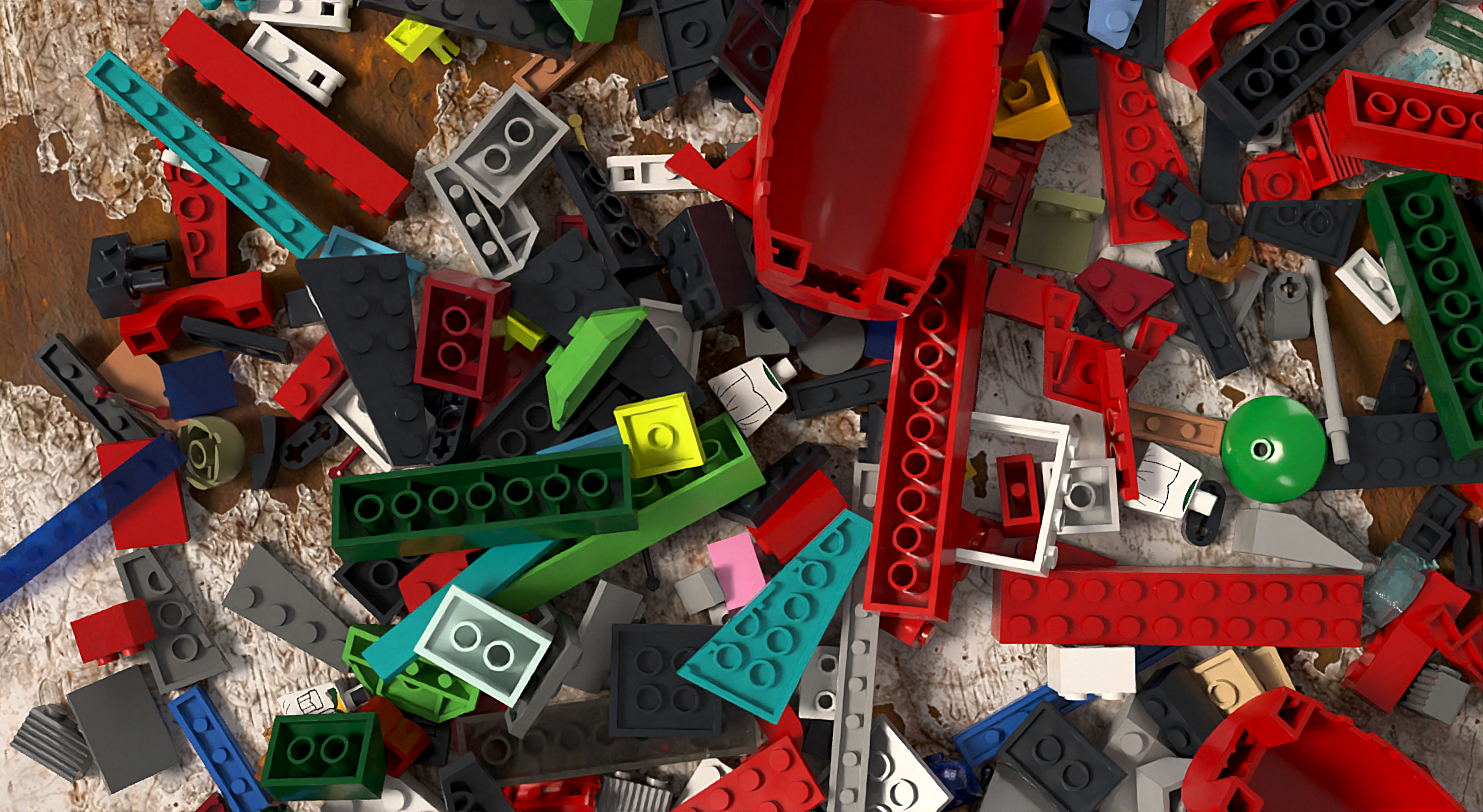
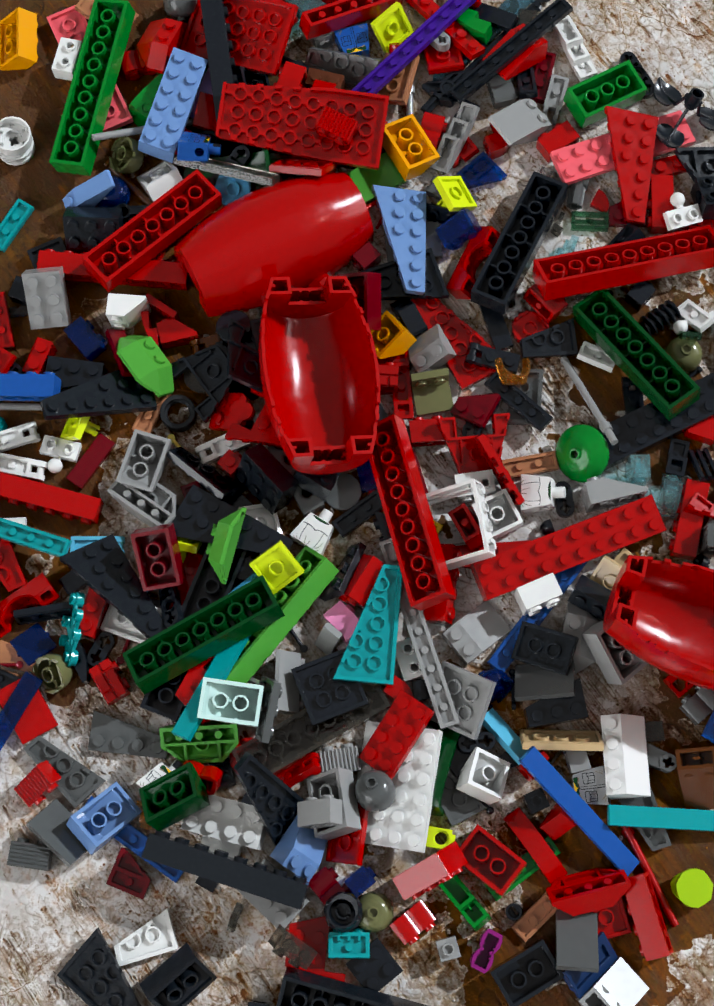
camera: 15 degrees left, 10 degrees down
(201, 734) = (103, 818): none -> medium blue slope
(278, 377) = (74, 634): none -> teal plant
(302, 504) = (109, 681): none -> red brick
(375, 63) = (59, 449): none -> white plate
(420, 105) = (91, 461): none -> dark red tile
(584, 64) = (174, 400): none -> black tyre
(657, 210) = (229, 463): none -> red brick
(700, 117) = (233, 408): none -> red plate
(955, 682) = (476, 632): none -> light grey slope
(1082, 420) = (485, 477): none -> white brick
(1088, 154) = (431, 350): none -> light grey slope
(1154, 551) = (547, 527): none -> black hinge
(1286, 312) = (561, 387): dark grey piece -> none
(1356, 521) = (638, 469): none -> clear light blue brick
(1397, 718) = (702, 560): none -> black hinge

